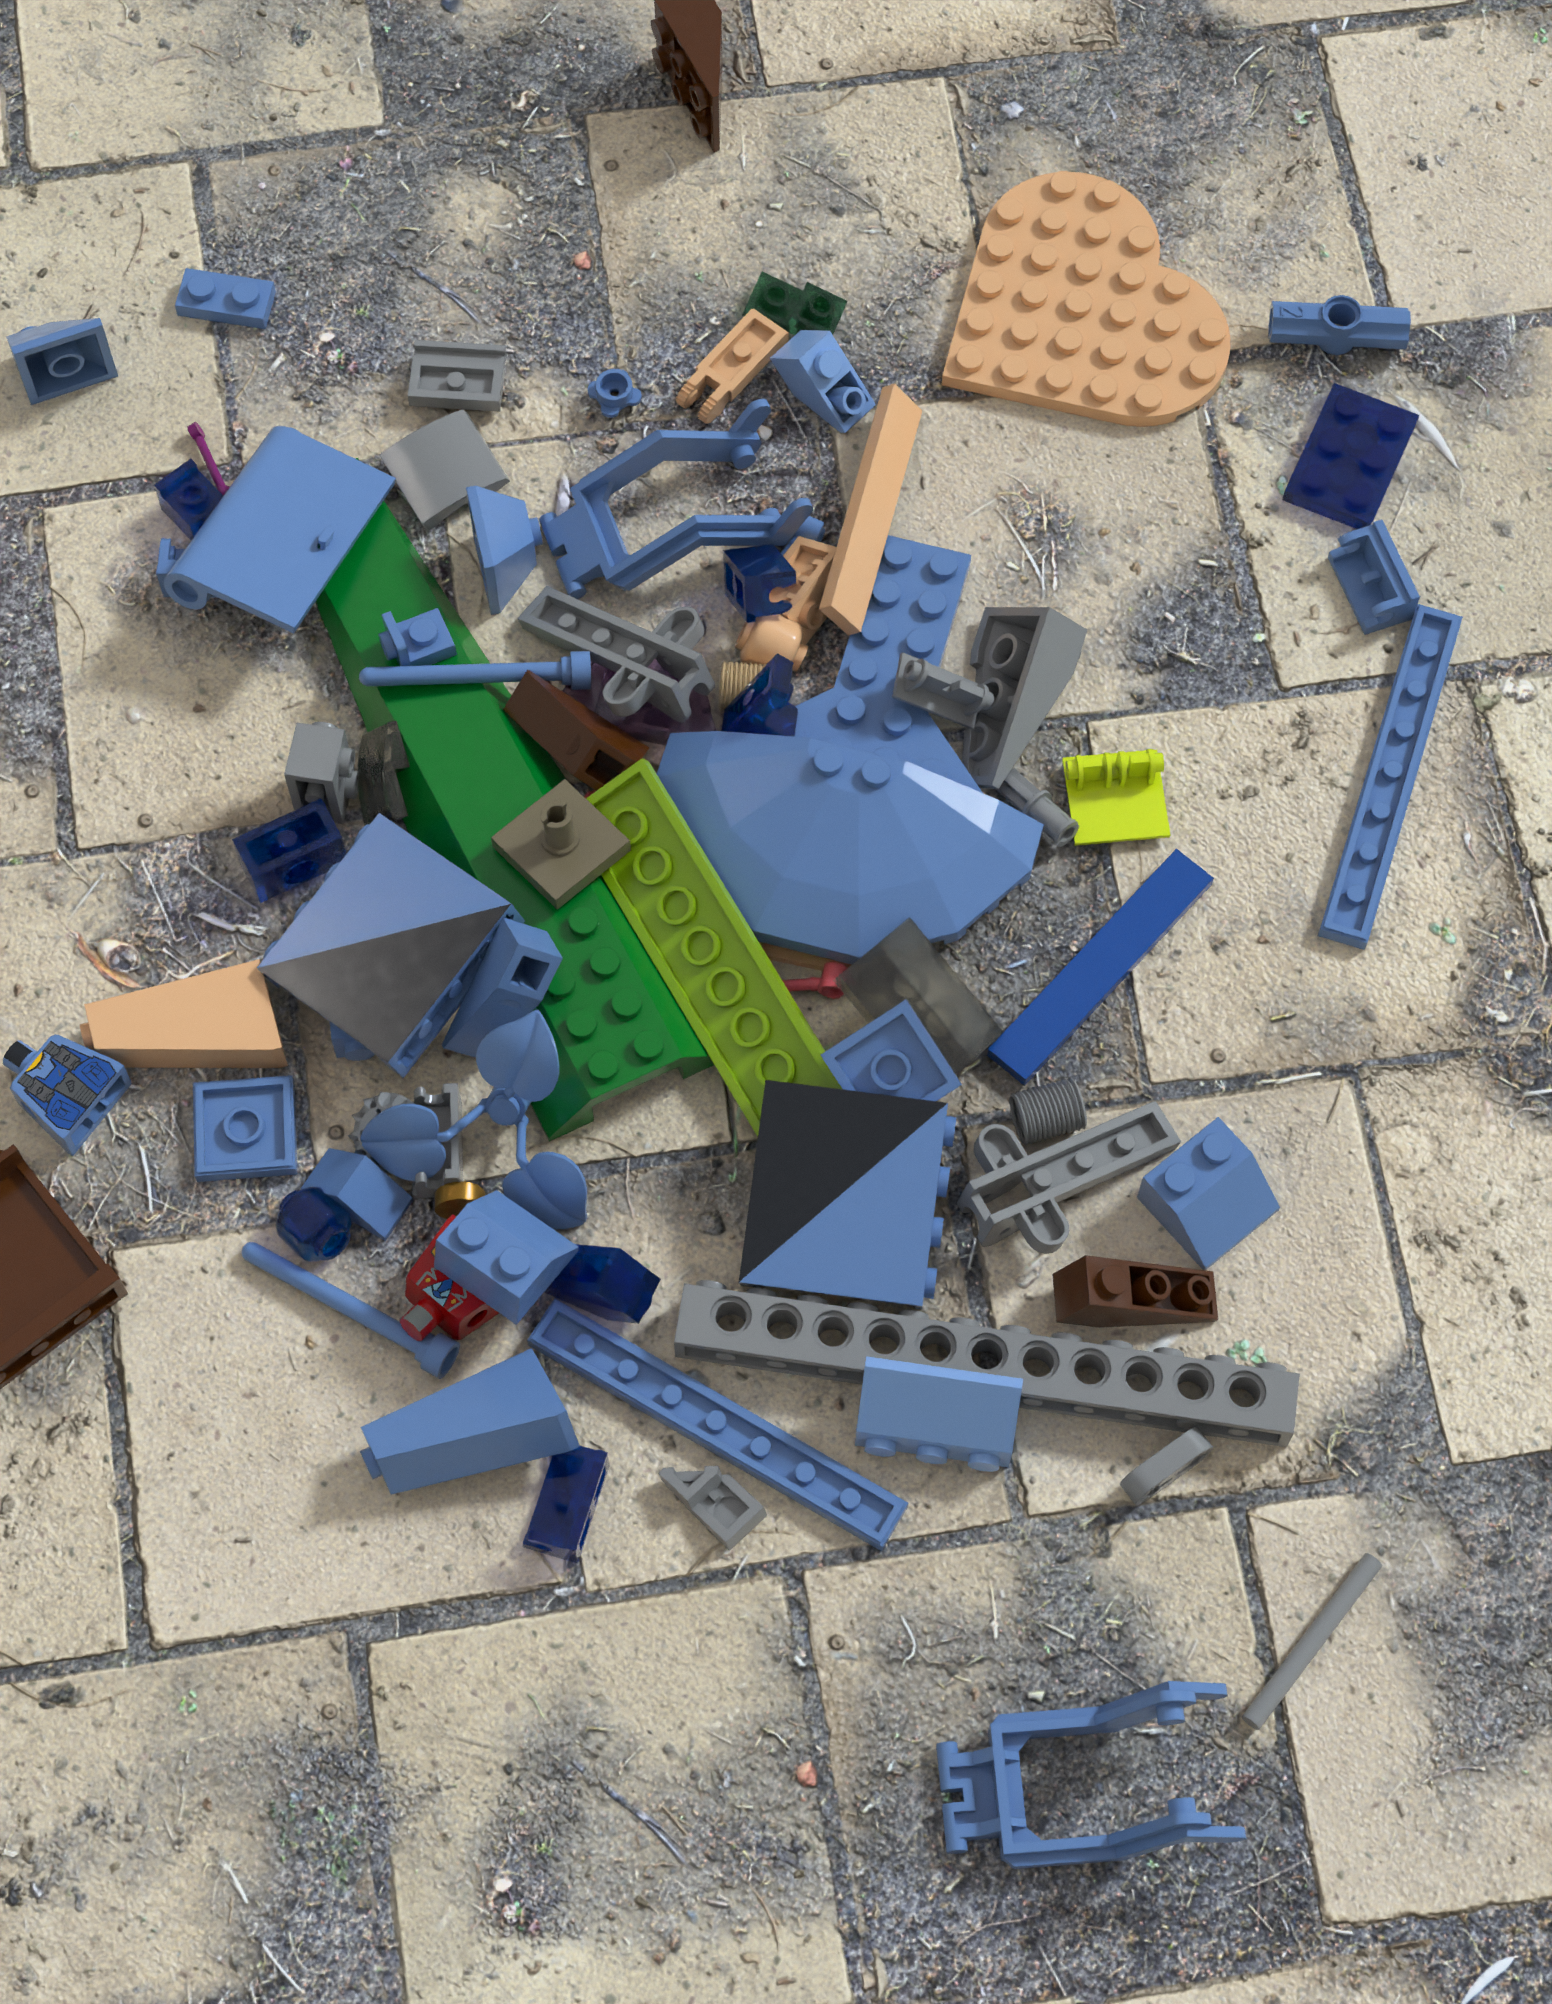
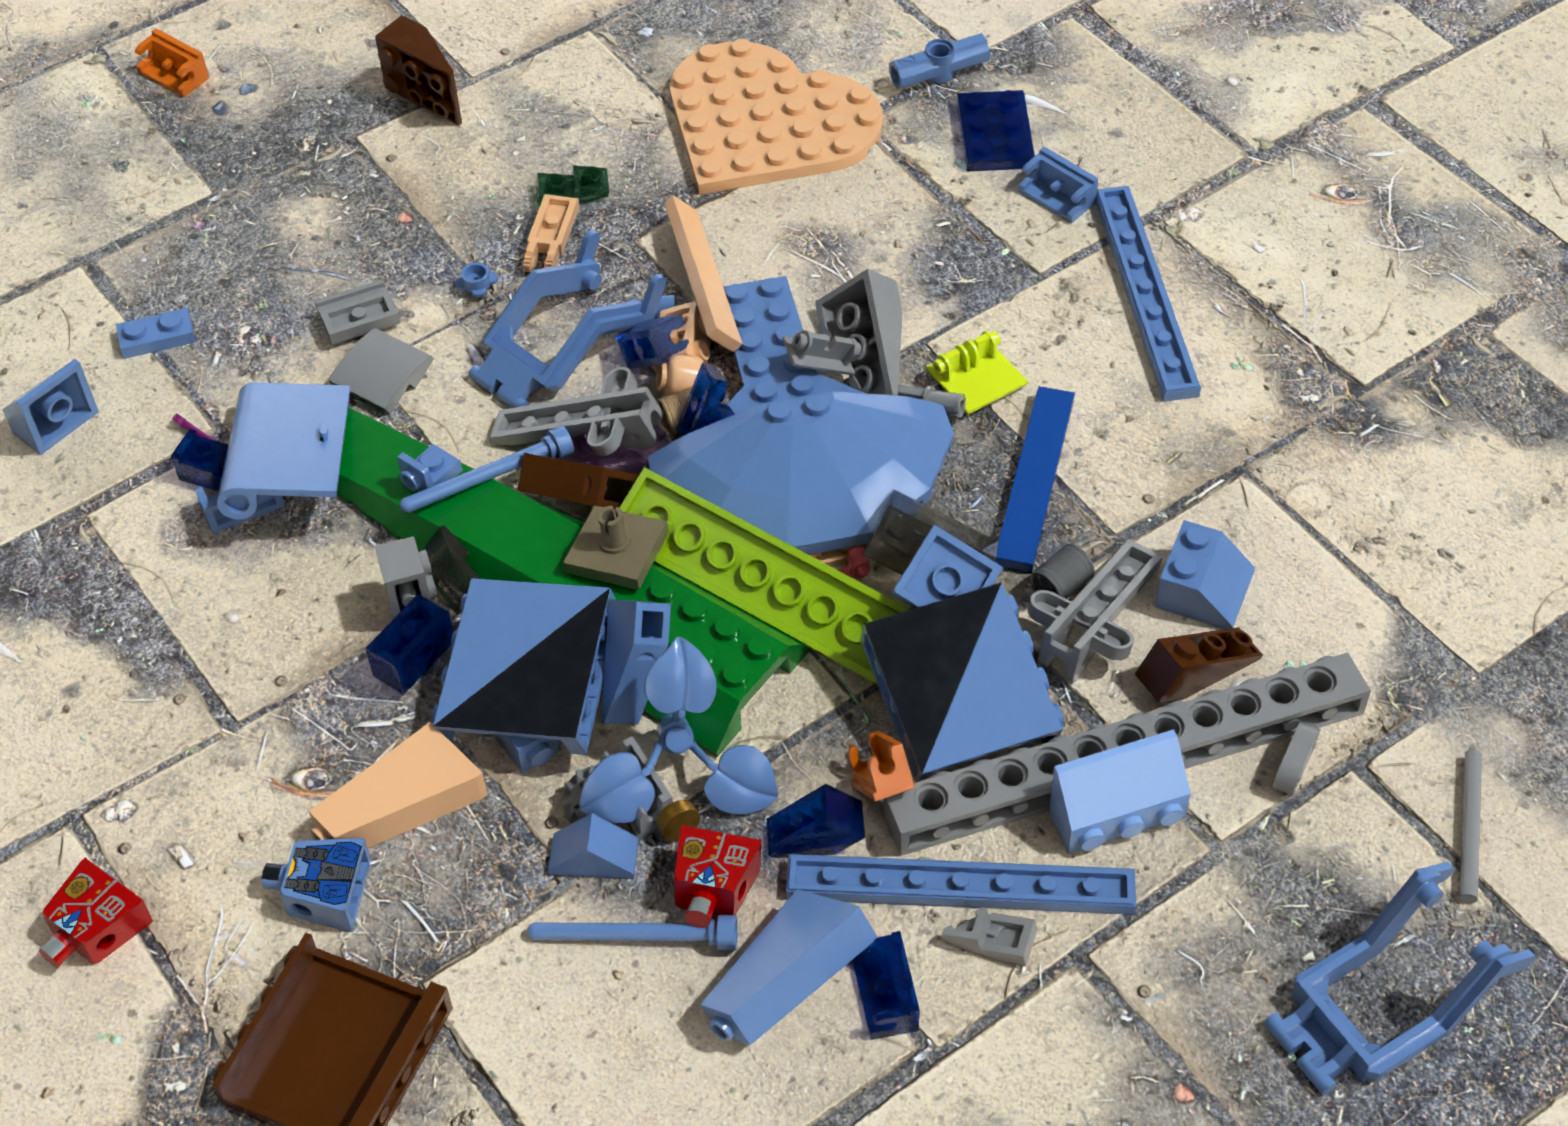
camera: 25 degrees left, 15 degrees down
(244, 1128) = (480, 849): medium blue tile -> none
(313, 1224) = (575, 886): clear blue head -> none
(502, 1254) = (738, 833): medium blue slope -> none
(503, 543) = (450, 393): medium blue slope -> none
(695, 1256) = (884, 772): none -> orange hinge
(823, 378) = (618, 214): light blue slope -> none

